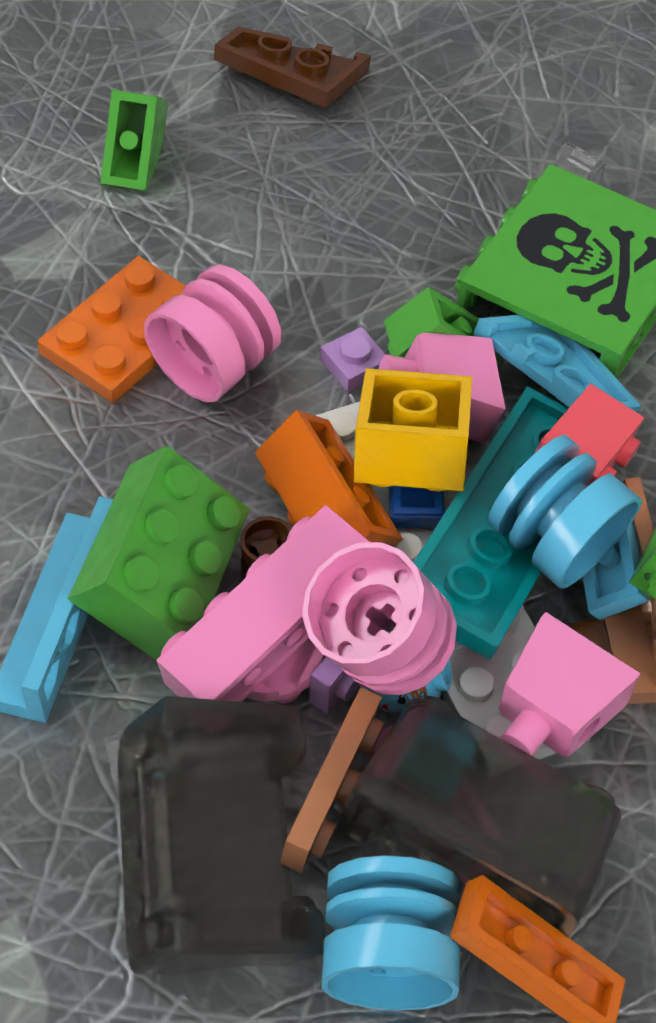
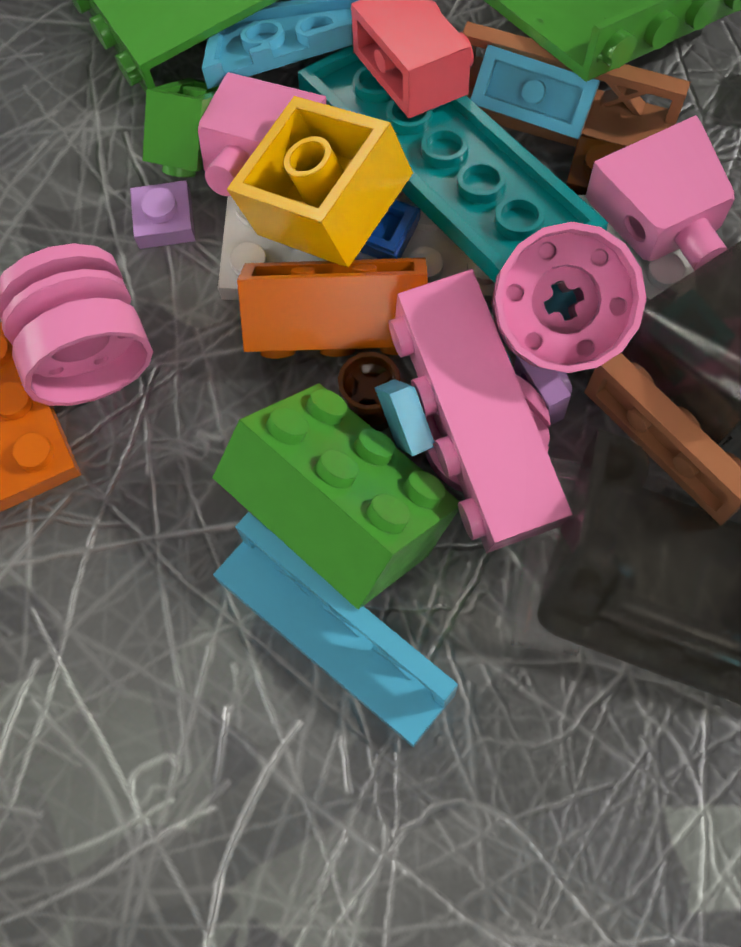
camera: 55 degrees left, 15 degrees up
(237, 563) = (405, 417): none -> medium azure tile
(553, 502) = (508, 84): medium azure wheel -> none

